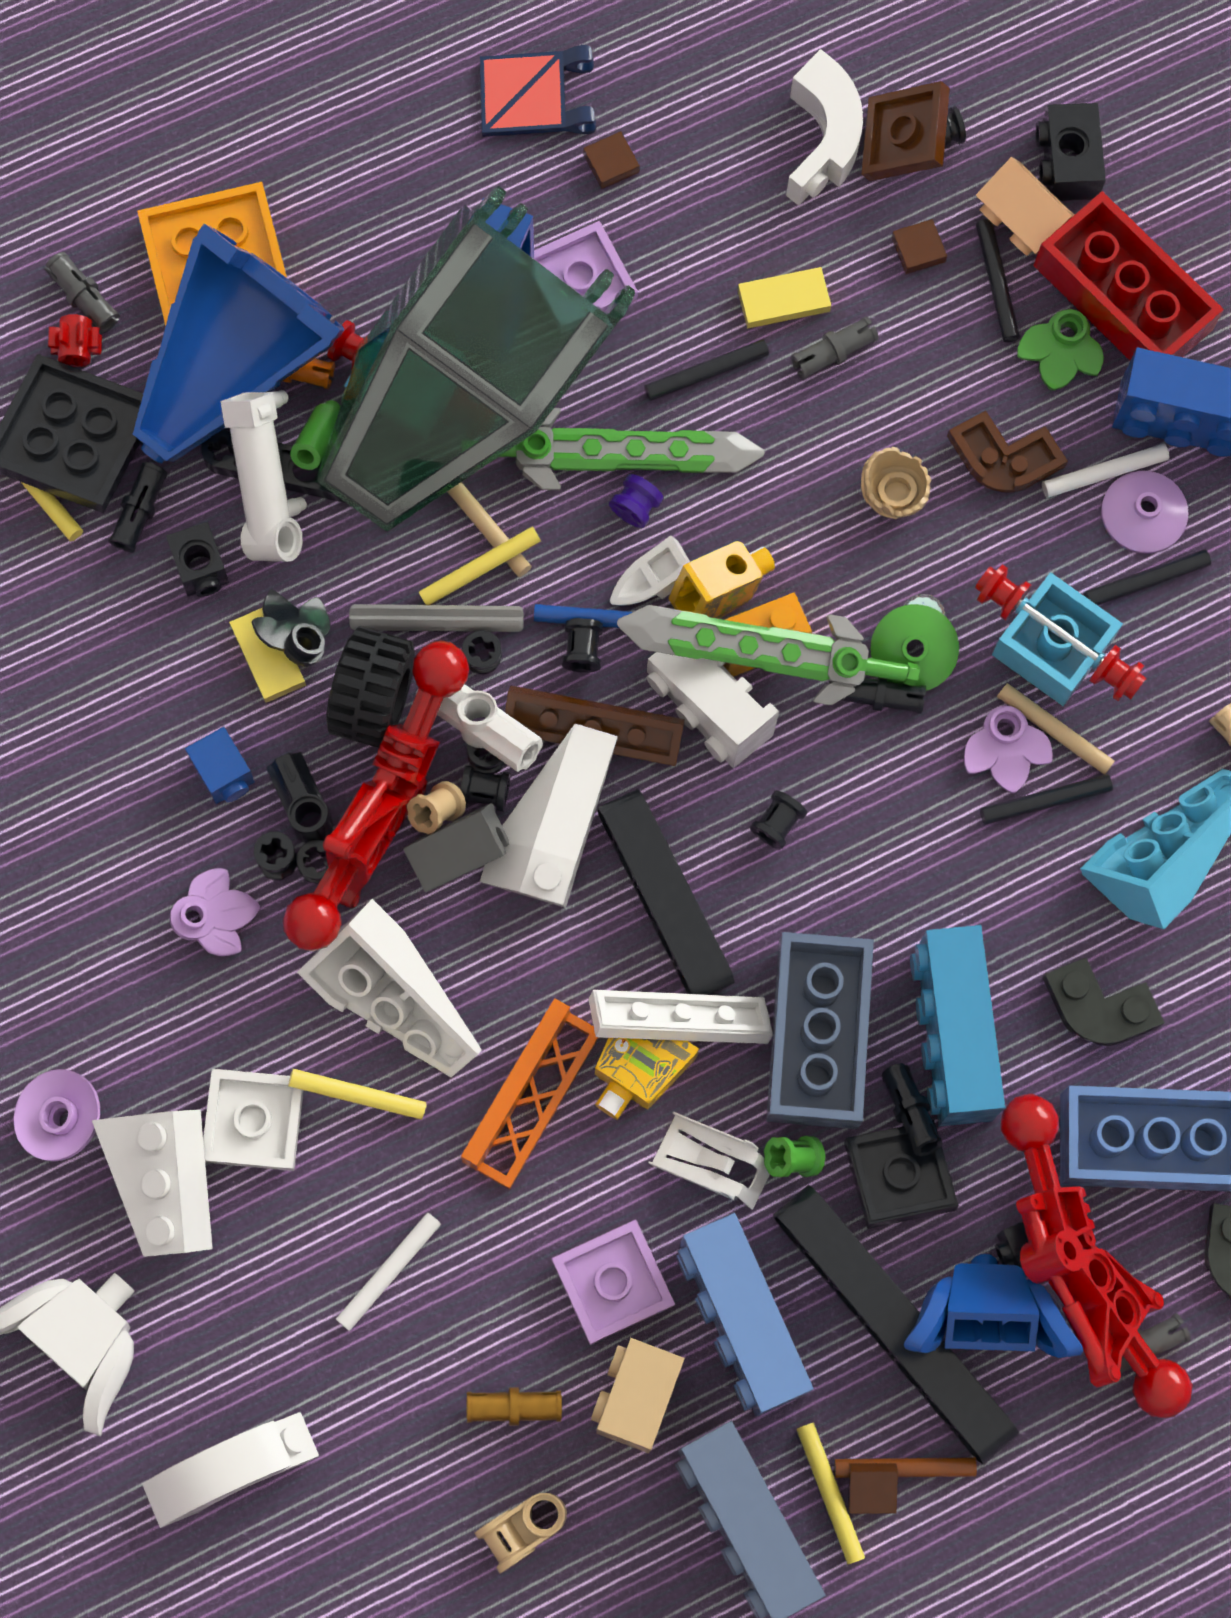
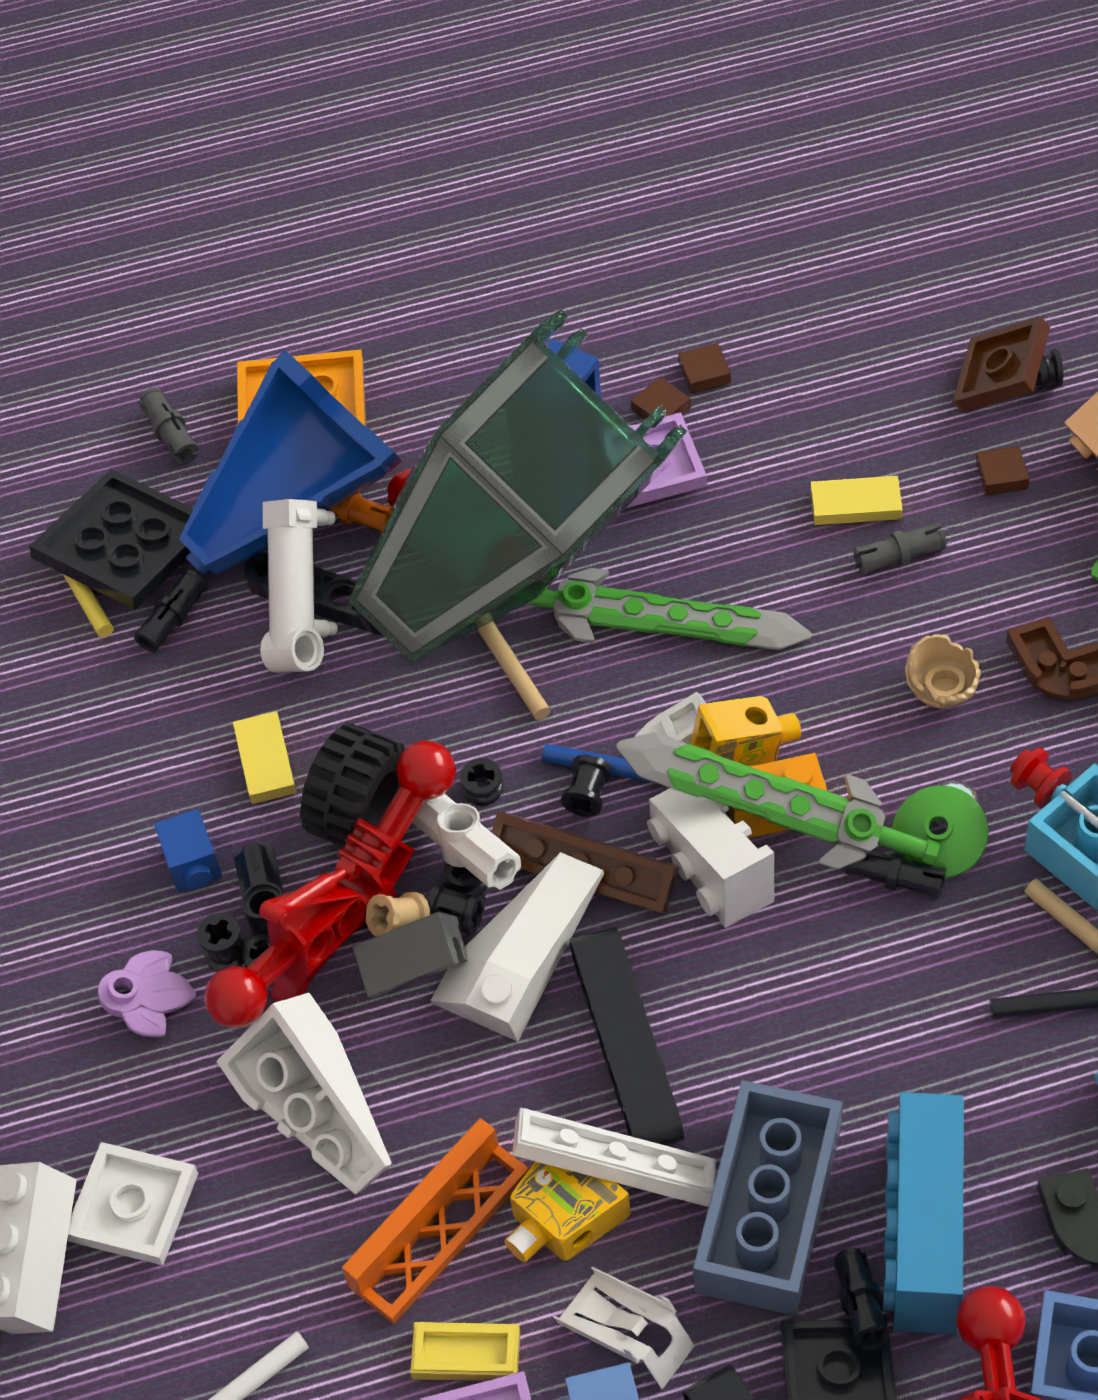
camera: 20 degrees right, 20 degrees down
(75, 340) = (149, 461): red gear -> none
(195, 543) = (215, 661): black brick -> none
(293, 630) = (291, 734): black plate -> none
(314, 437) = (346, 569): bright green cylinder -> none
(357, 1094) = (248, 1191): light yellow bar -> none
(436, 617) = (461, 746): light grey axle -> none
(479, 566) = (496, 700): light yellow bar -> none
(529, 93) = (640, 307): flag -> none
(575, 206) = (662, 394): none -> reddish brown tile
(579, 1205) = (464, 1351): none -> light yellow tile
(636, 501) = (668, 659): dark purple wheel -> none
(706, 370) = (765, 555): black bar -> none
(778, 819) = (762, 979): black bush -> none
(794, 1156) = (717, 1329): bright green bush -> none
(834, 102) = (932, 335): white arch -> none
(997, 281) = (1080, 508): black bar -> none
(1007, 755) = (1025, 949): lavender plate -> none

